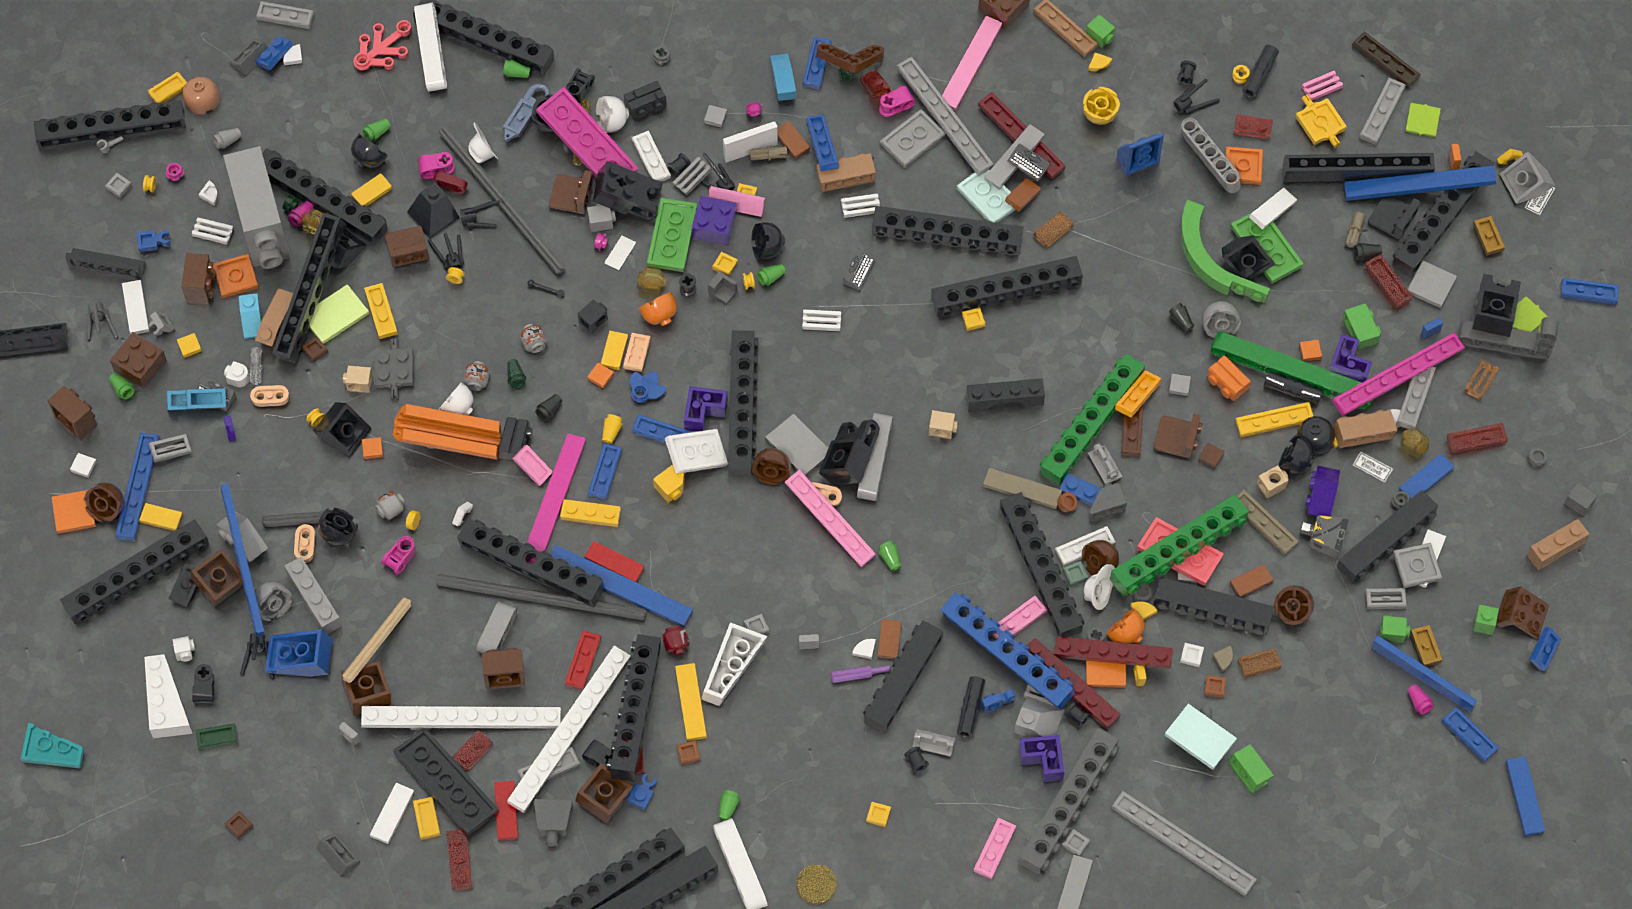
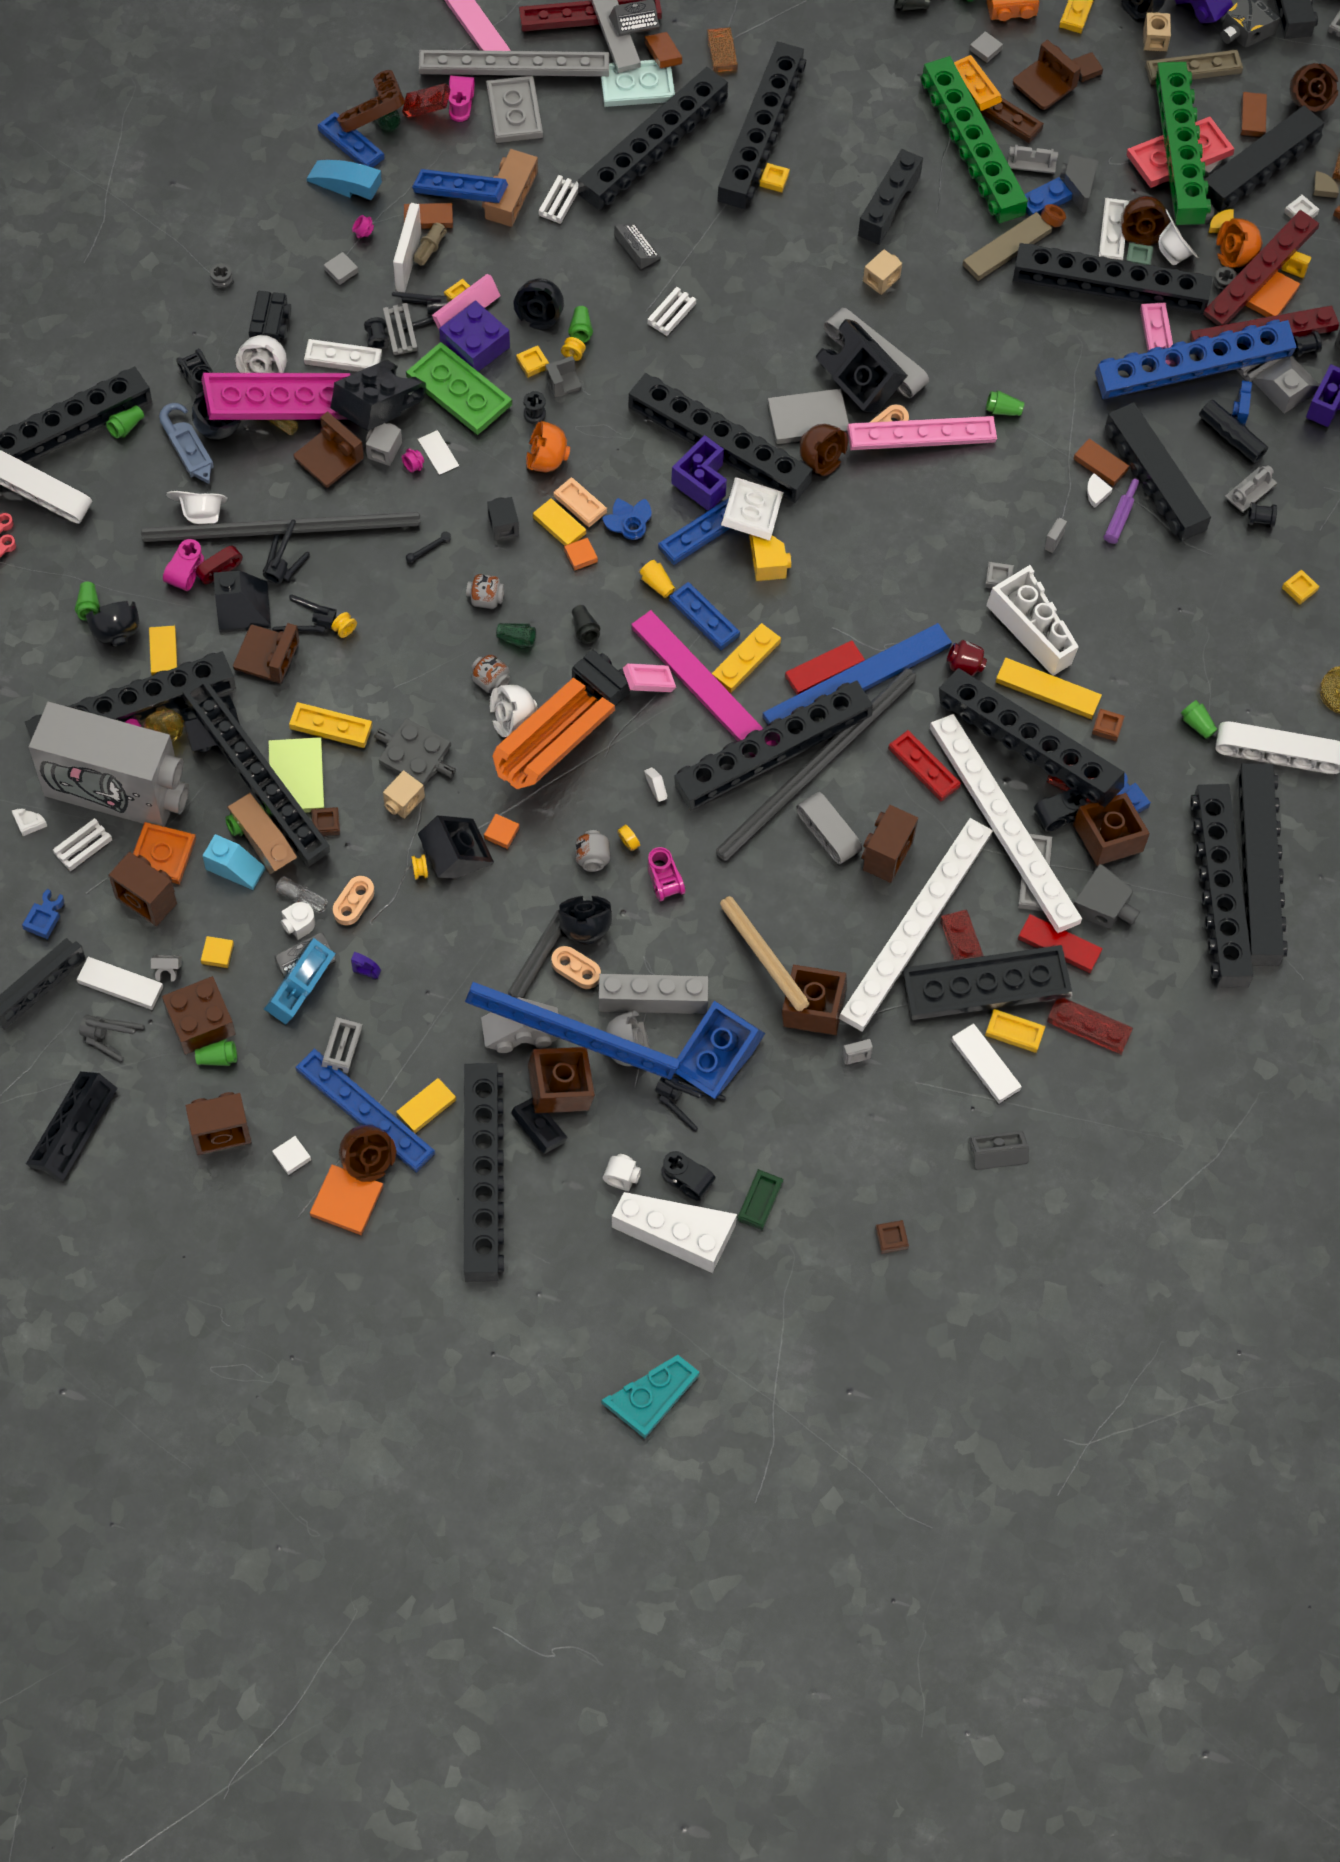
camera: 60 degrees left, 0 degrees up
(651, 280) = (501, 438): clear yellow head -> none

